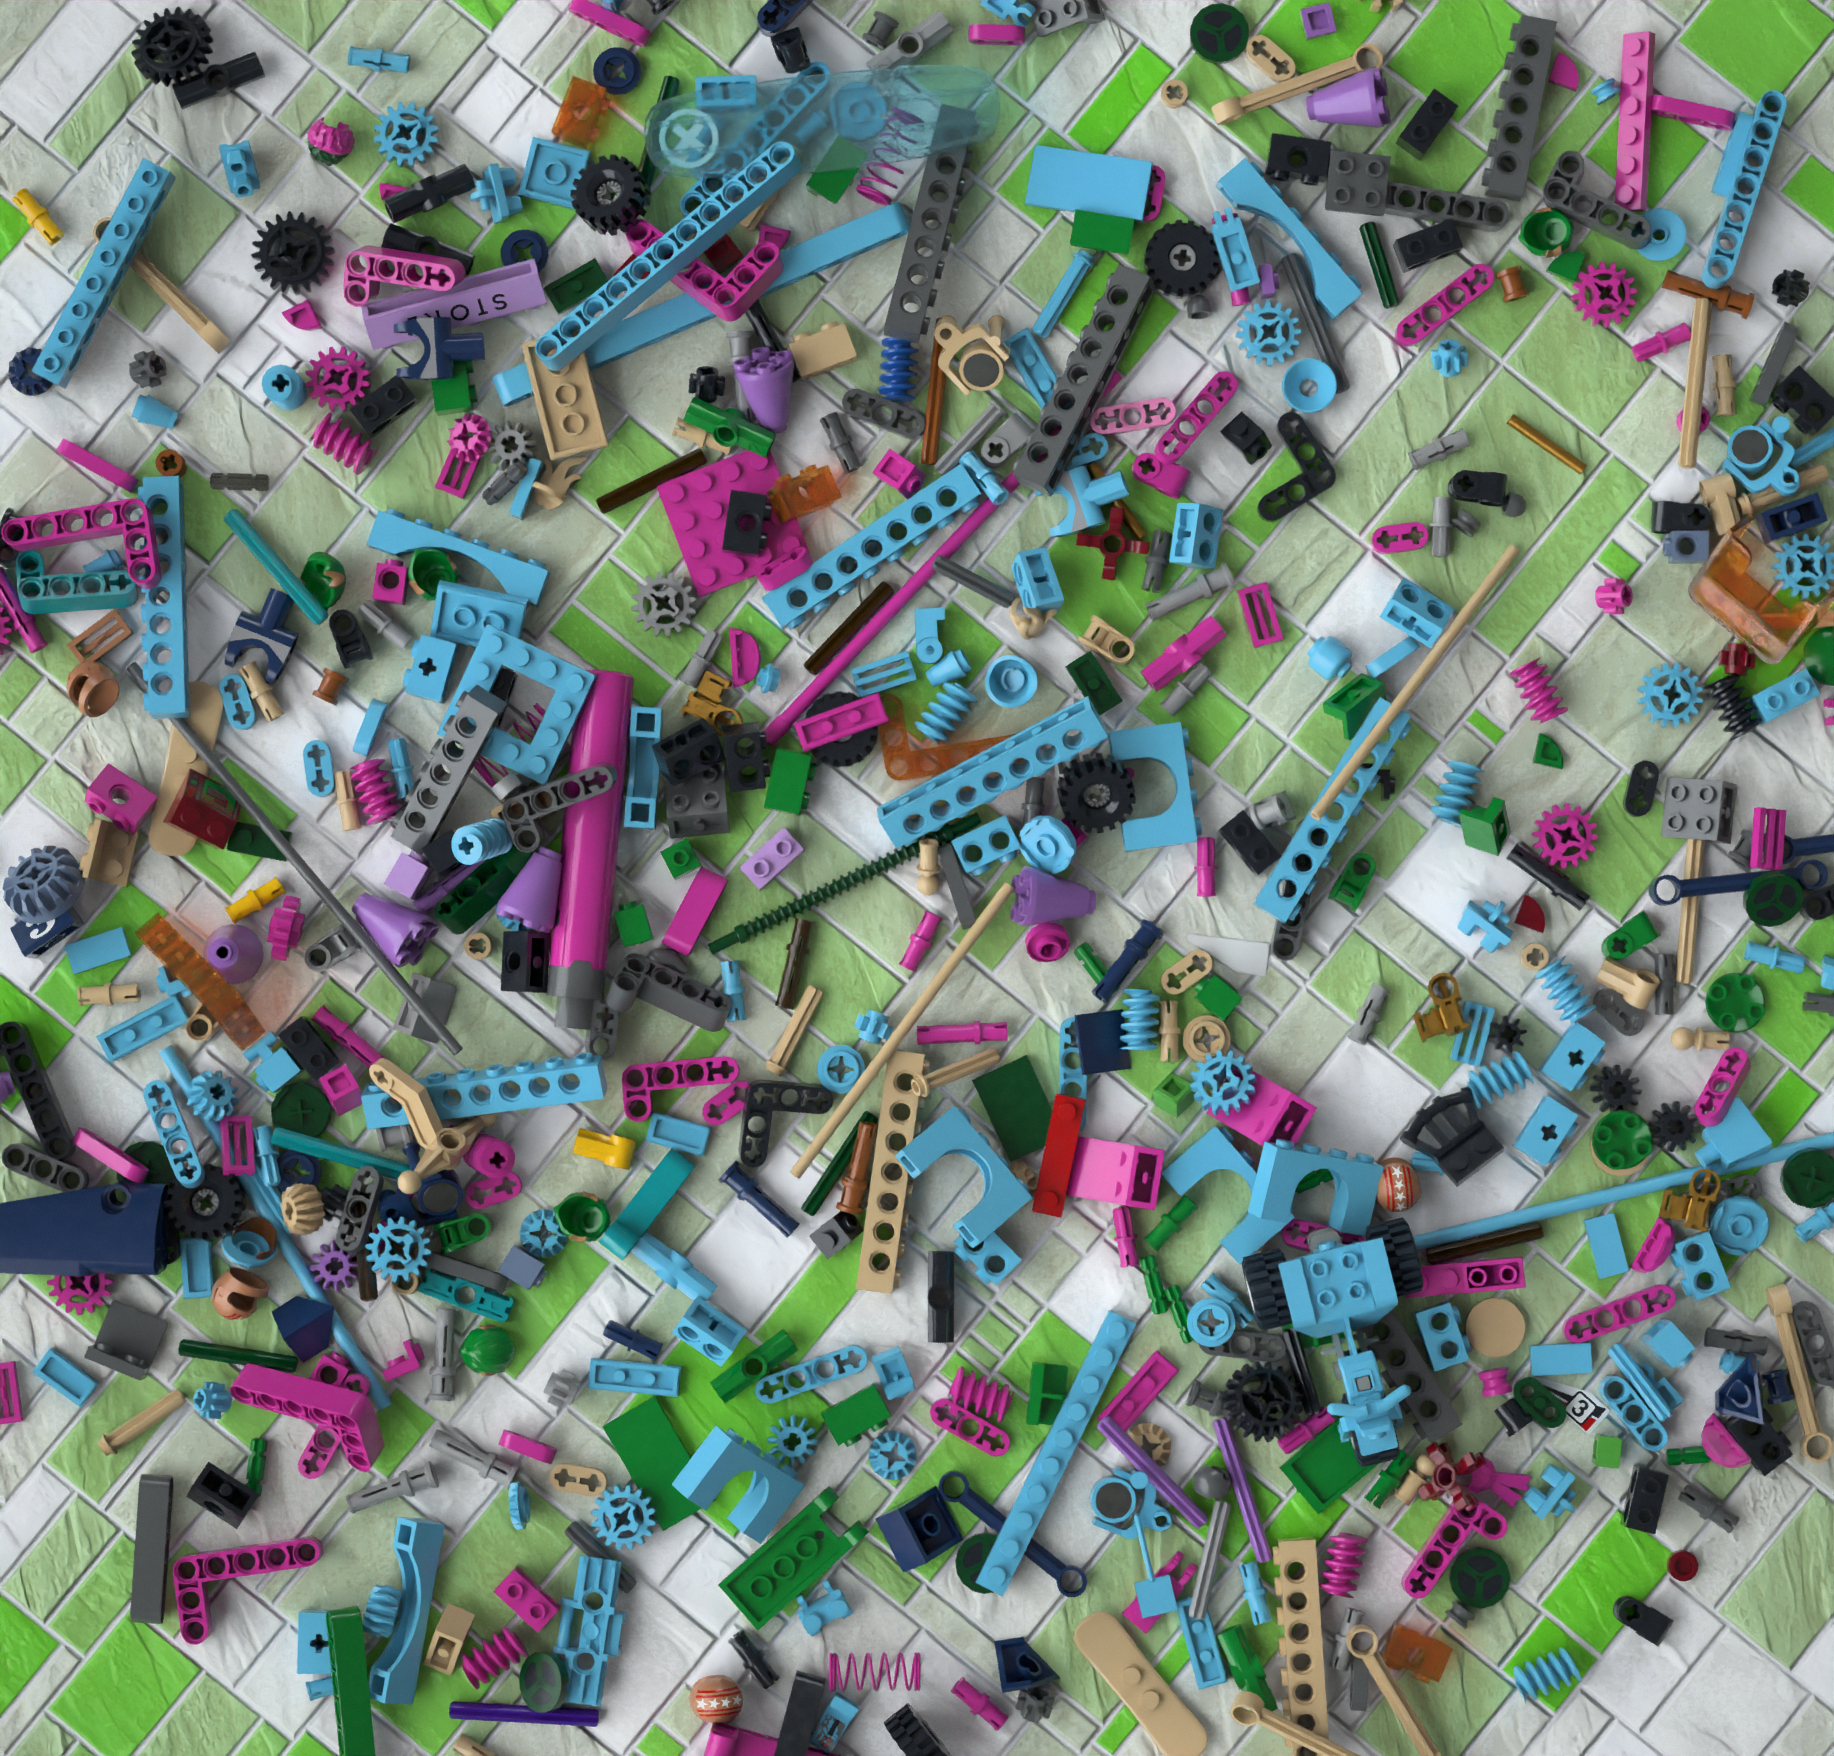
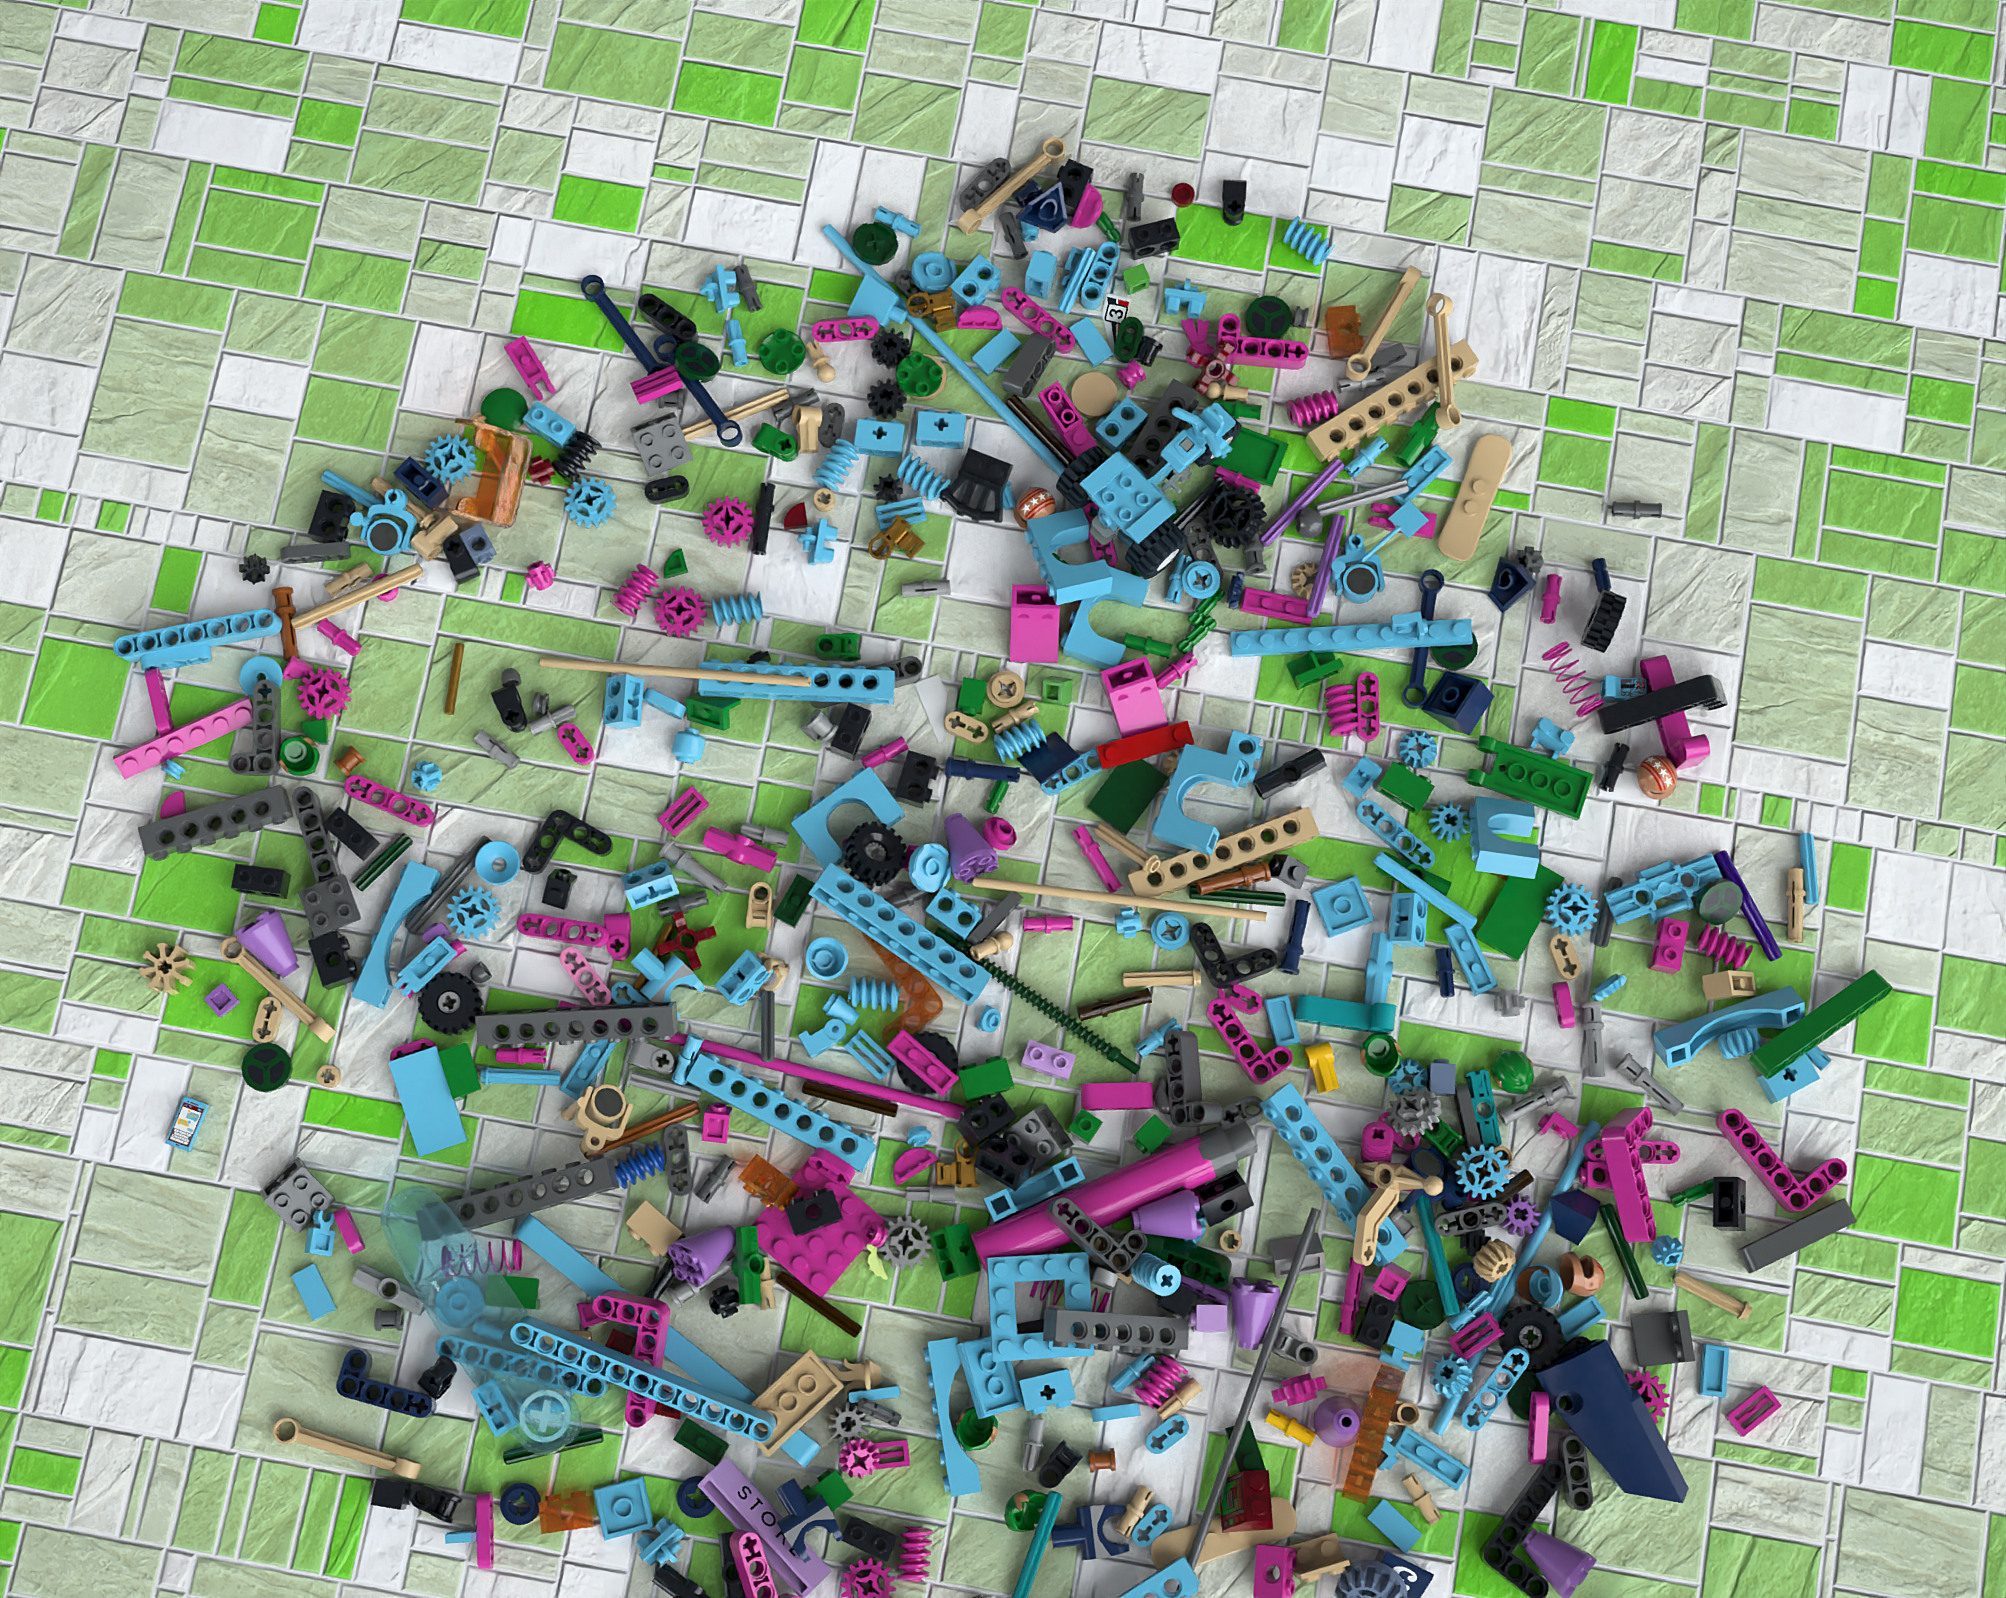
camera: 120 degrees left, 10 degrees down
(396, 595) = (1011, 1457): dark pink brick -> none
(502, 1230) = (1414, 1111): none -> light grey gear
(595, 190) = (622, 1467): black bush -> none
(625, 650) = (955, 1251): none -> green brick
(664, 562) = (876, 1263): none -> yellowish green piece
(688, 576) = (875, 1234): none -> dark pink bush
(730, 1366) = (1425, 890): none -> medium azure axle
(765, 1271) = (1342, 906): none -> medium azure tile
(851, 821) = (989, 1020): none -> medium azure plate
(1035, 1517) = (1406, 622): none -> medium azure bracket
(1085, 305) = (521, 1055): none -> dark pink axle
(1162, 879) = (910, 778): none -> black brick
(1179, 1354) = (1235, 590): none -> dark blue gear
(1235, 1087) = (1033, 667): medium azure gear -> none
(1486, 827) = (751, 576): green panel -> none
(1499, 735) = (671, 610): none -> dark pink gear
(1567, 1272) = (1029, 365): none -> dark grey beam
(1650, 278) = (296, 668): none -> dark pink tile

